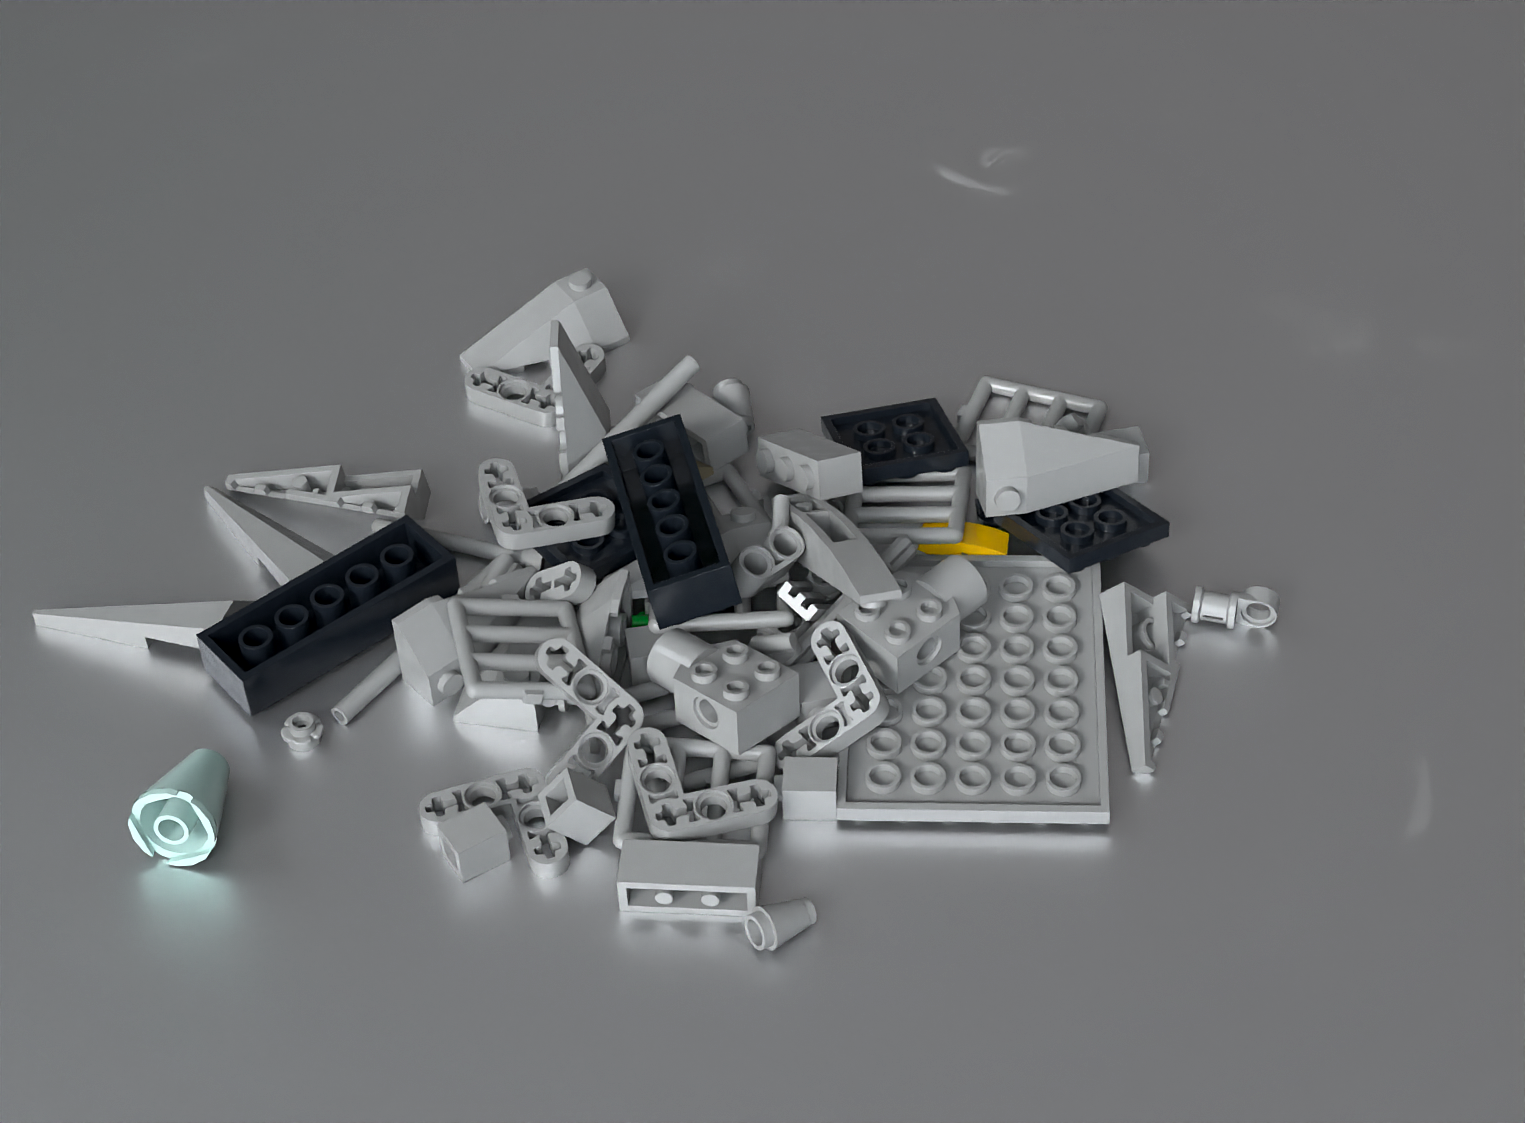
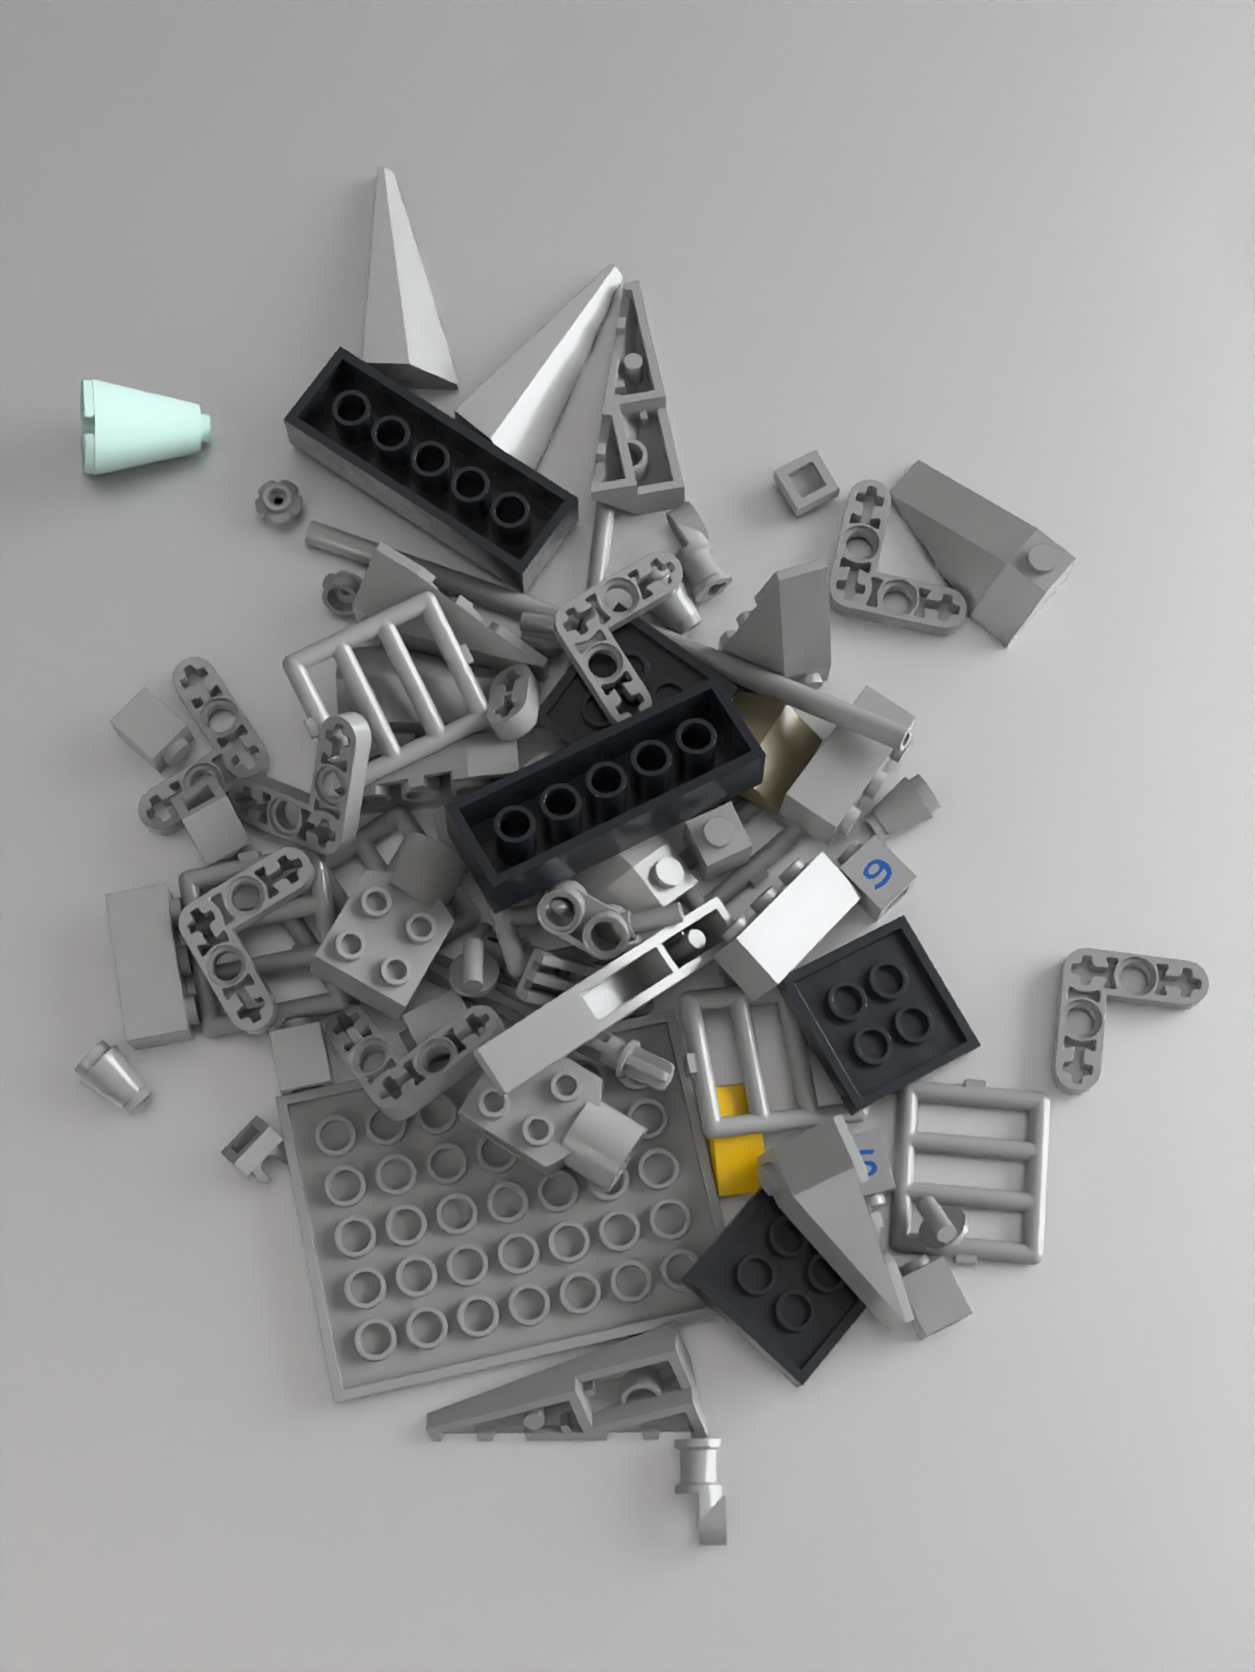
camera: 70 degrees right, 30 degrees up
(415, 697) = (341, 591): none -> light grey plate
(450, 412) = (806, 483): none -> light grey plate
(465, 489) = (694, 555): none -> light grey connector
(725, 487) = (717, 841): none -> light grey brick
(782, 417) = (876, 875): none -> light grey brick
(875, 833) = (252, 1147): none -> light grey tile
(967, 358) = (1094, 997): none -> light grey beam

